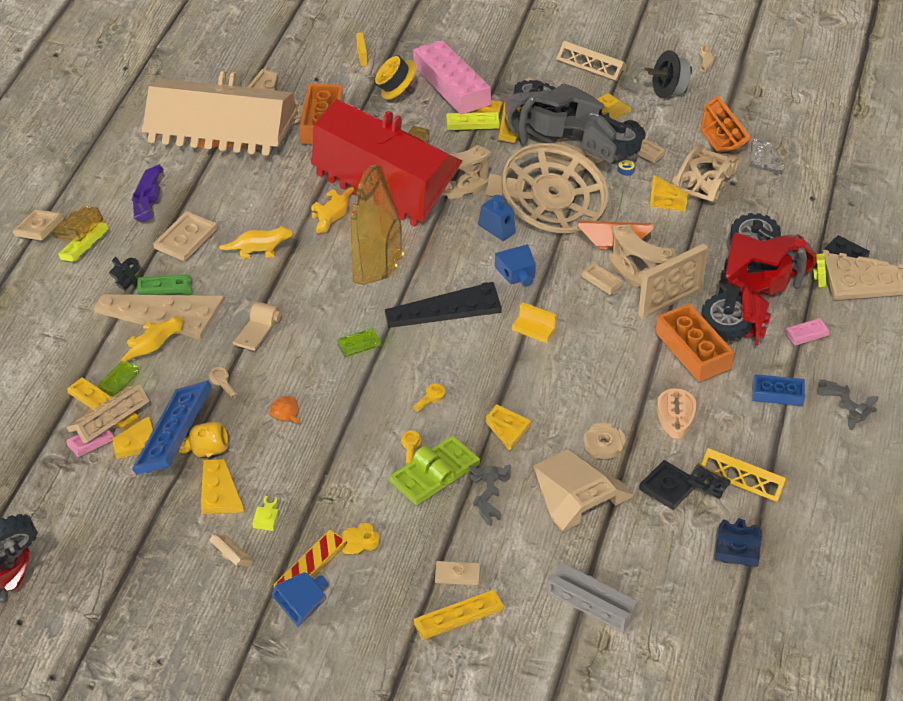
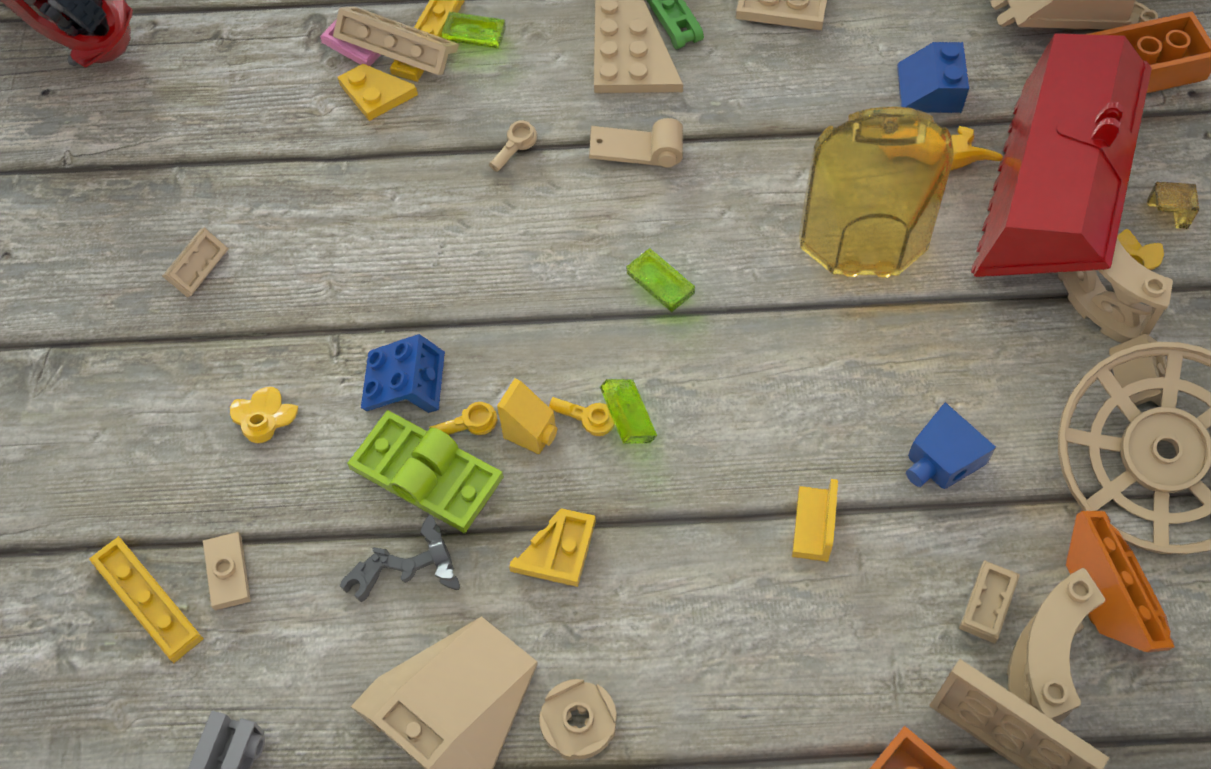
camera: 75 degrees right, 15 degrees up
(152, 337) = (555, 34): yellow animal -> none
(172, 428) = (379, 113): blue plate -> none
(205, 440) = (381, 160): yellow piece -> none
(218, 489) = (309, 210): yellow wing -> none
(258, 241) = (807, 82): yellow animal -> none
(266, 516) = (278, 282): neon yellow plate -> none
(285, 194) = (934, 78): none -> blue slope
(285, 409) = (489, 236): orange piece -> none
(300, 596) = (119, 371): blue torso -> none
(316, 556) = (200, 367): yellow tile -> none
(365, 468) = (404, 371): none -> blue bracket
(425, 416) = (526, 418): none -> yellow slope
(447, 375) = (628, 411): none -> clear neon green plate
(454, 305) = (818, 395): black wing -> none
(497, 218) = (1043, 372): blue torso -> none

